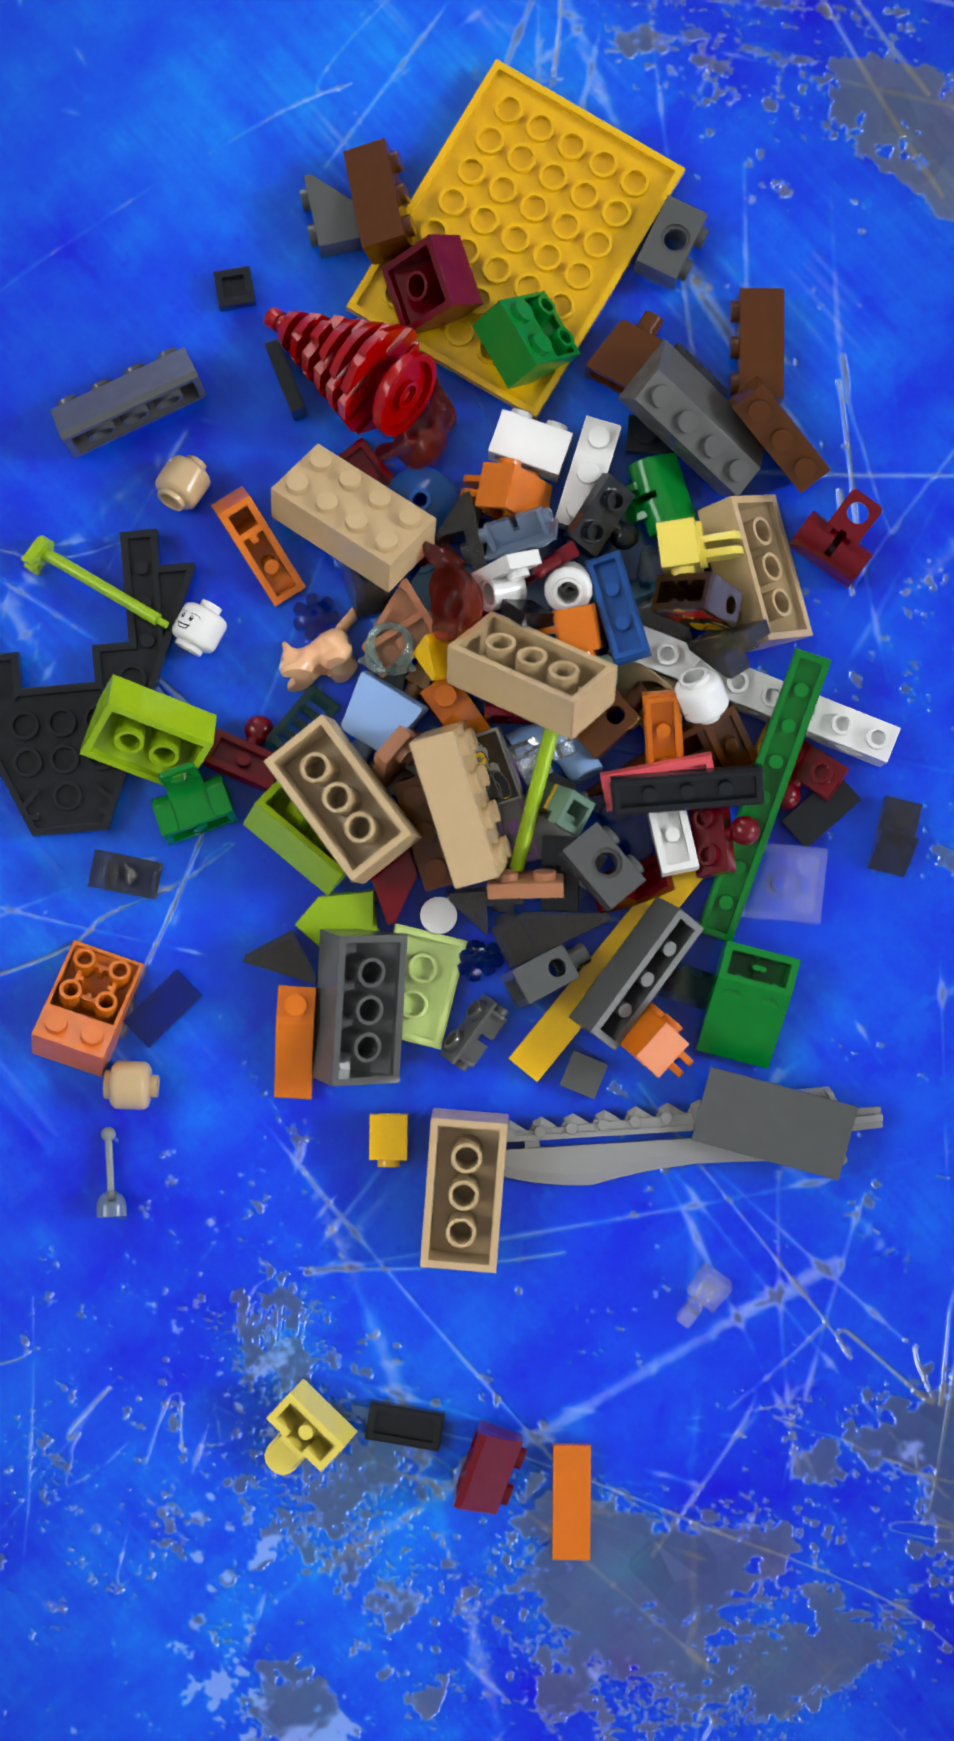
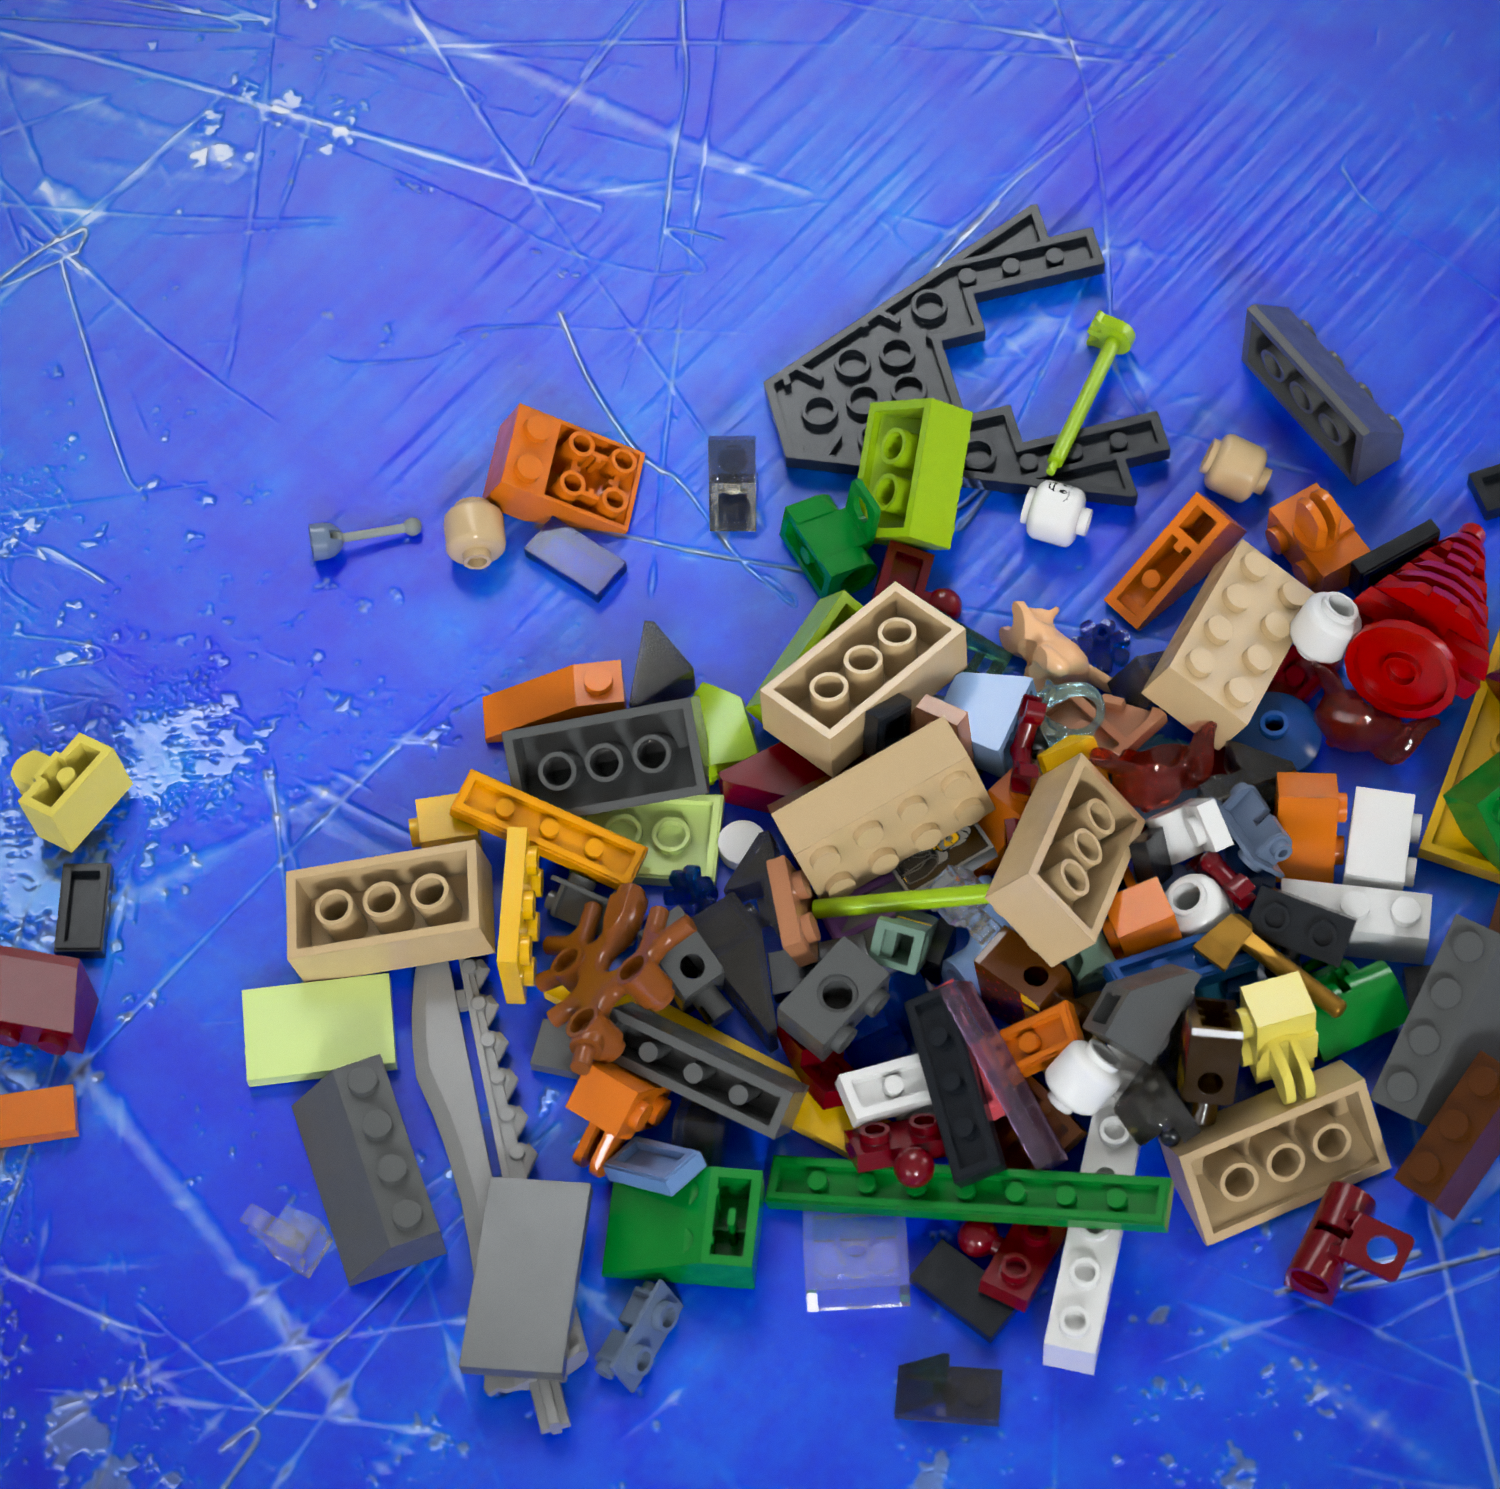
camera: 85 degrees right, 25 degrees down
(260, 434) = (1315, 539): none -> orange brick
(358, 442) = (1325, 627): none -> white head
(393, 788) = (886, 724): none -> black tile
(413, 1061) = (556, 832): none -> light orange tile
(441, 693) = (1030, 717): none -> dark red arm
(483, 1091) = (518, 915): none -> yellow plate
(537, 1254) = (317, 1027): none -> yellowish green tile
(541, 1045) = (594, 990): none -> dark orange plant
(603, 564) = (1235, 933): none -> pearl gold piece
(662, 1229) = (367, 1172): none -> dark grey slope
(663, 642) = (1141, 1010): none -> dark grey slope
(690, 753) = (1003, 1075): none -> clear purple tile
(705, 1016) = (654, 1166): none -> medium blue tile
(808, 1038) = (651, 1315): none -> sand blue hinge

